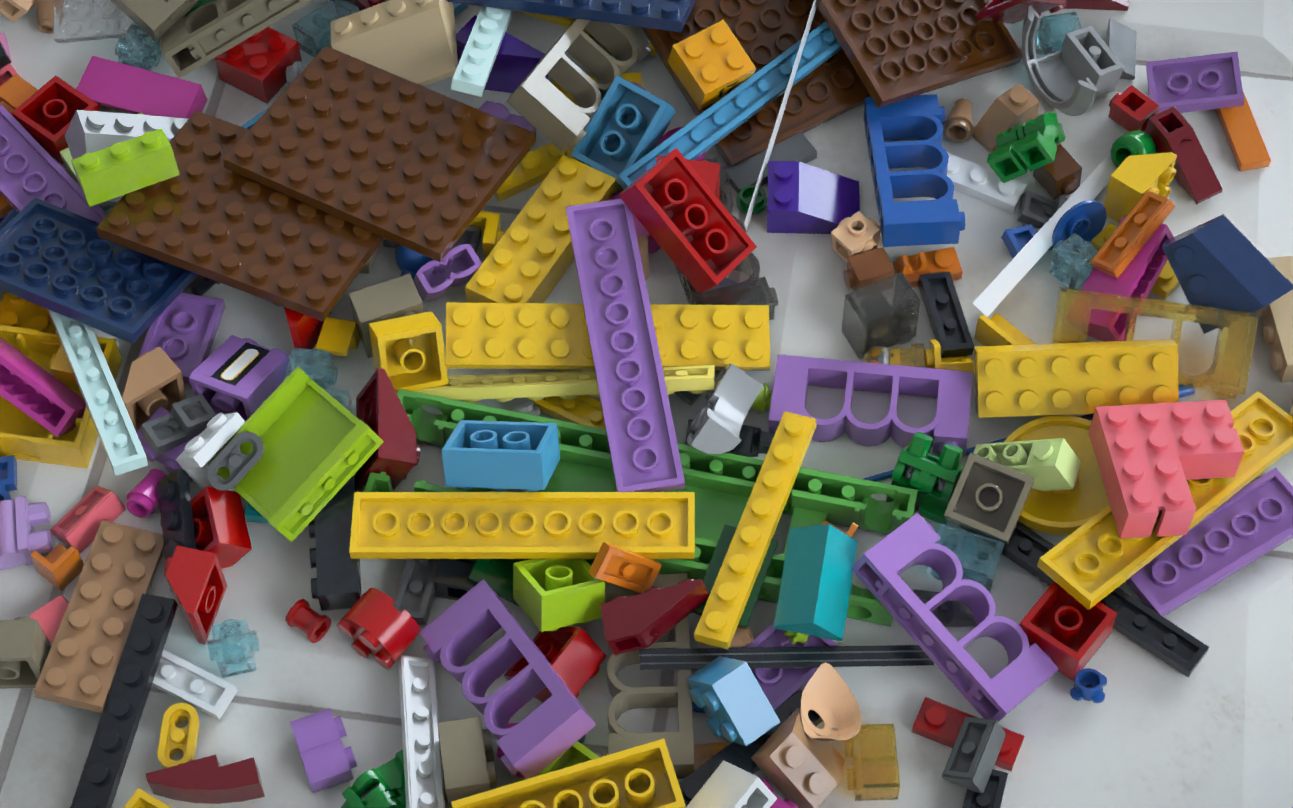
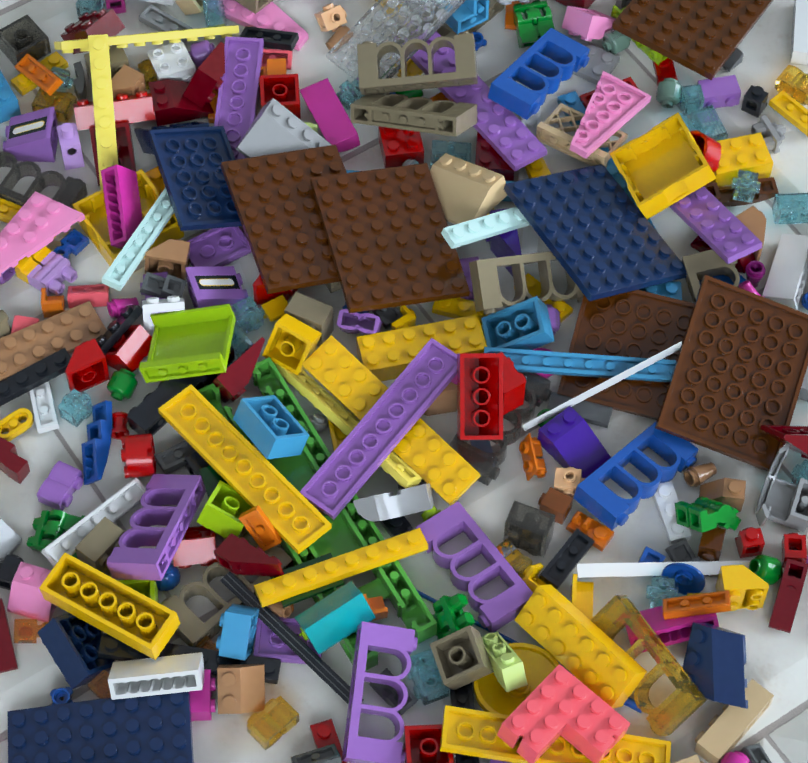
camera: 45 degrees right, 0 degrees up
(125, 167) = (262, 144): lime brick -> none
(235, 461) = (163, 323): dark grey plate -> none
(256, 574) = (122, 384): none -> green head
(309, 660) = (97, 447): none -> blue slope
(711, 64) = (594, 331): light orange brick -> none
(785, 251) = (530, 450): none -> orange hinge
(835, 704) = (284, 679): light nougat piece -> none
(1087, 139) = (750, 538): none -> red brick

